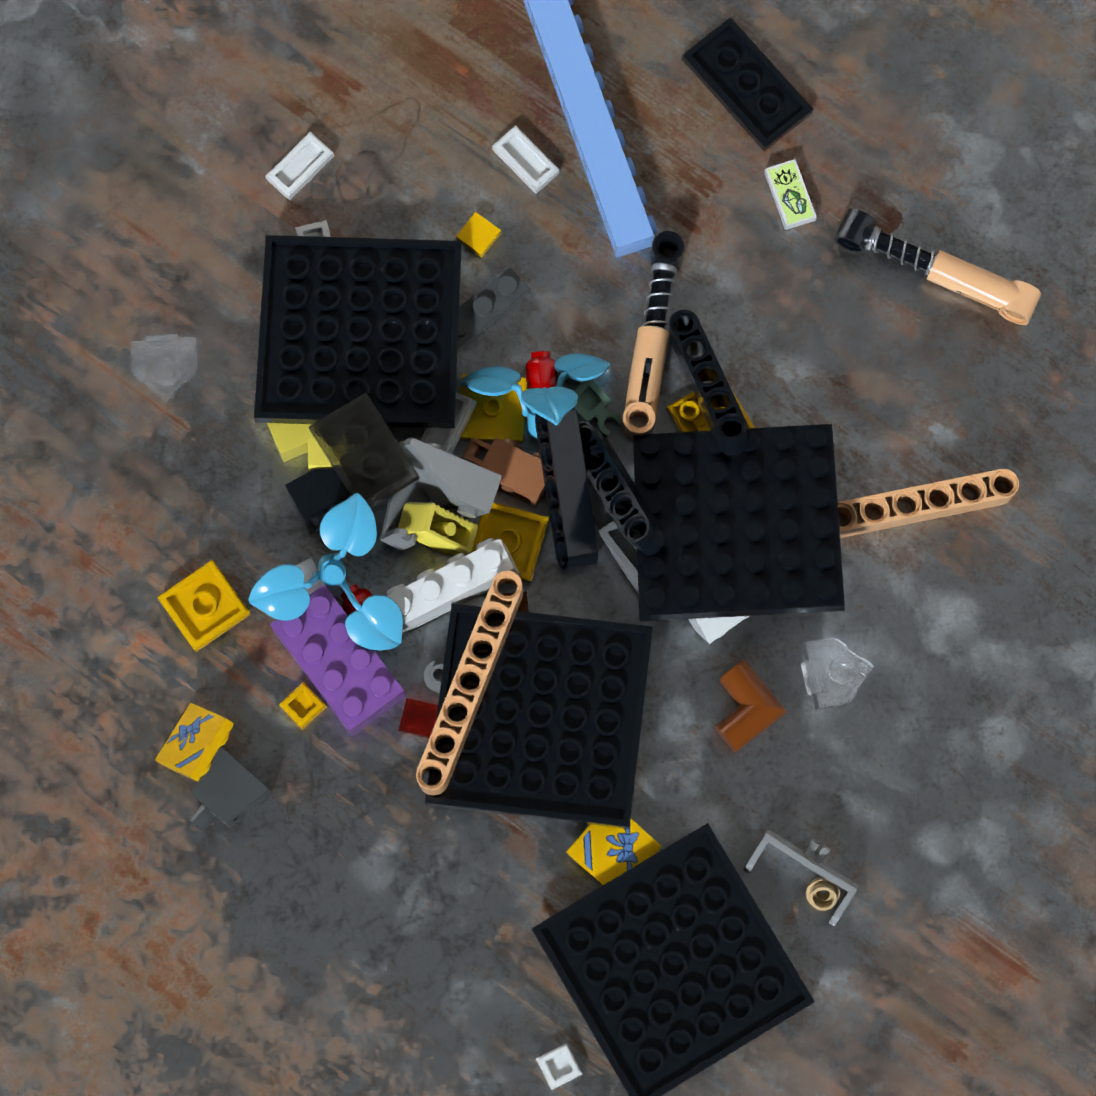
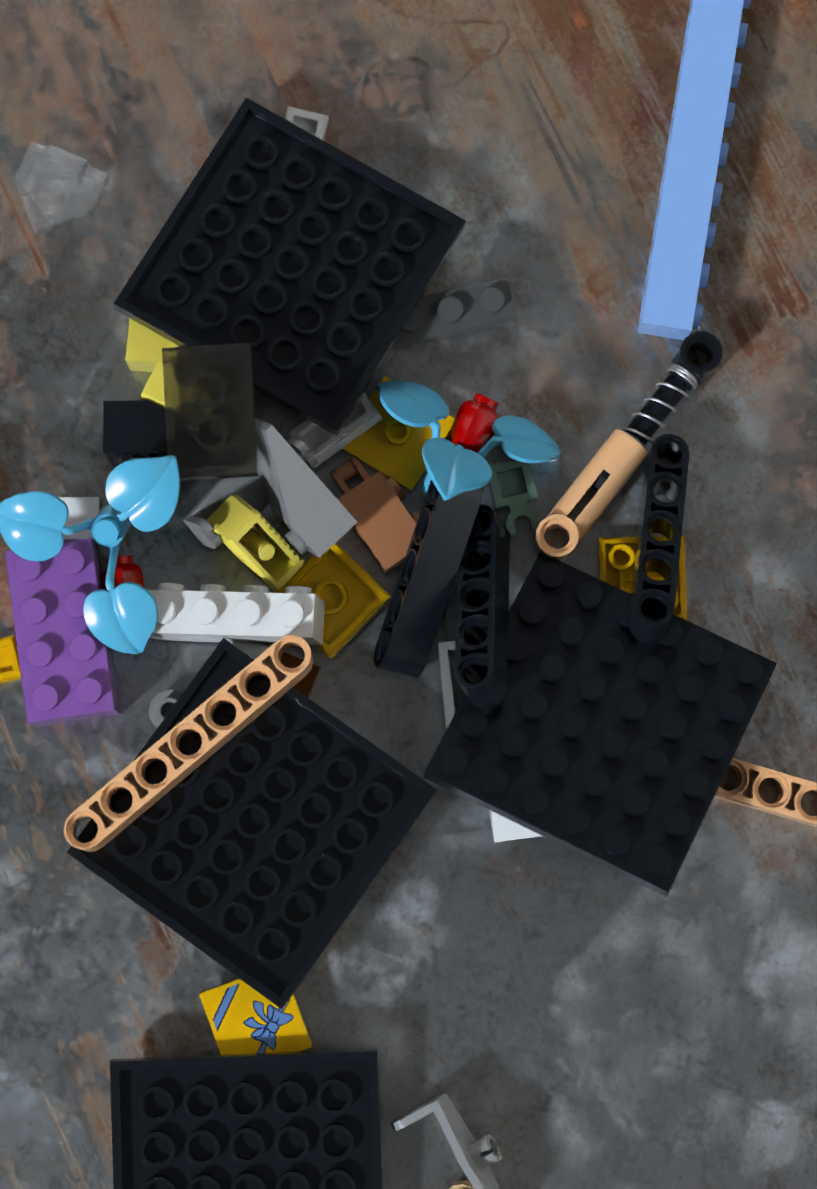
camera: 30 degrees right, 5 degrees up
(299, 166) = (333, 37): white tile -> none
(418, 718) = (118, 745): clear red tile -> none
(478, 235) = (492, 223): yellow tile -> none
(525, 159) = (595, 163): white tile -> none
(756, 708) = (511, 943): dark orange brick -> none
(832, 672) = (619, 952): clear plate -> none

